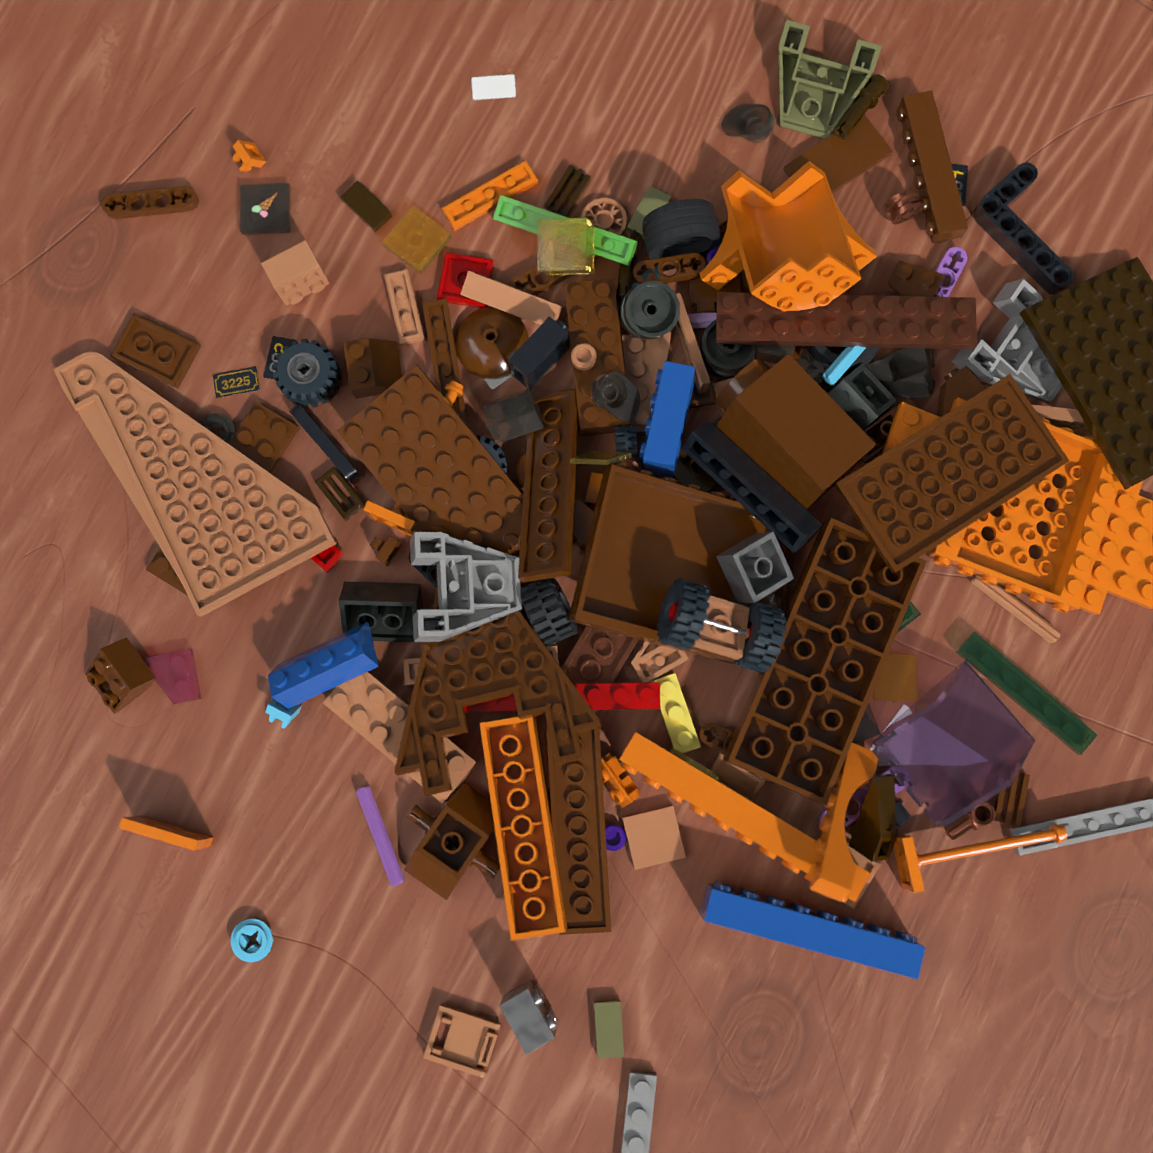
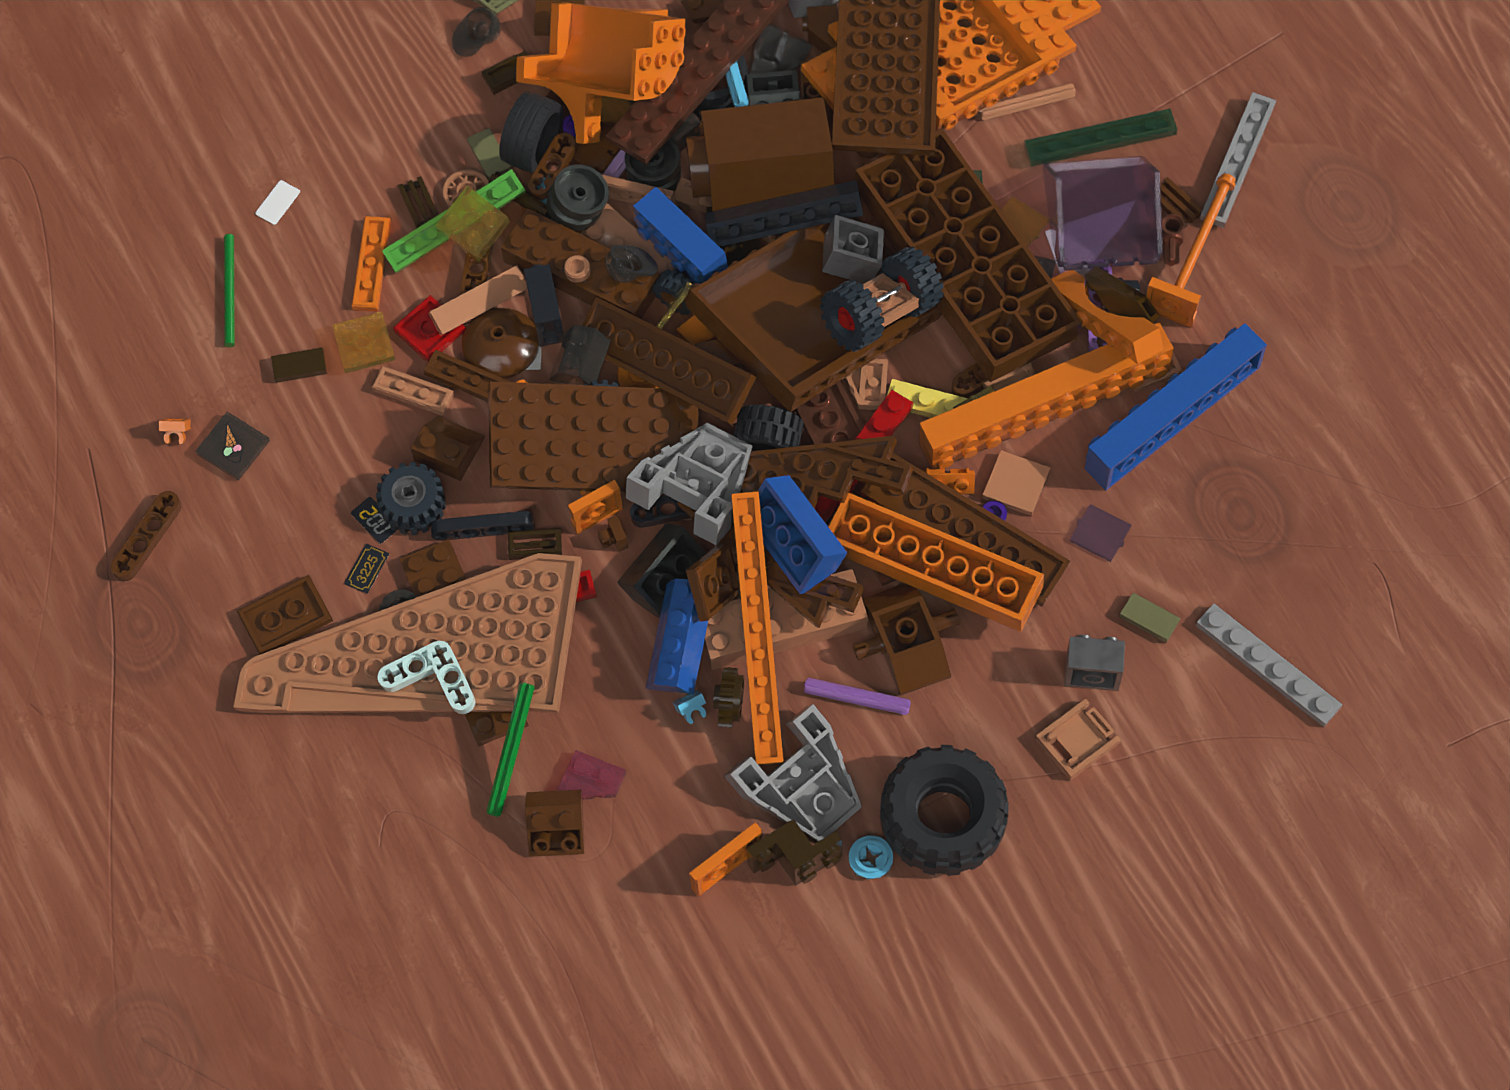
camera: 60 degrees left, 15 degrees down
(148, 601) = (510, 749): none -> green axle
(172, 493) = (430, 665): none -> light aqua beam
(206, 883) = (795, 853): none -> dark brown bracket
(277, 847) = (807, 785): none -> light grey wedge
(284, 1001) = (949, 772): none -> black tyre
(295, 273) = (318, 449): nougat brick -> none
(301, 740) = (729, 697): none -> dark brown gear
(366, 723) = (757, 628): none -> orange plate
(378, 663) = (713, 581): none -> reddish brown tile
(392, 108) = (229, 308): none -> green axle
(459, 701) = (797, 534): none -> blue slope
(658, 936) = (1100, 533): none -> piece
(725, 168) = (502, 74): none -> dark brown tile

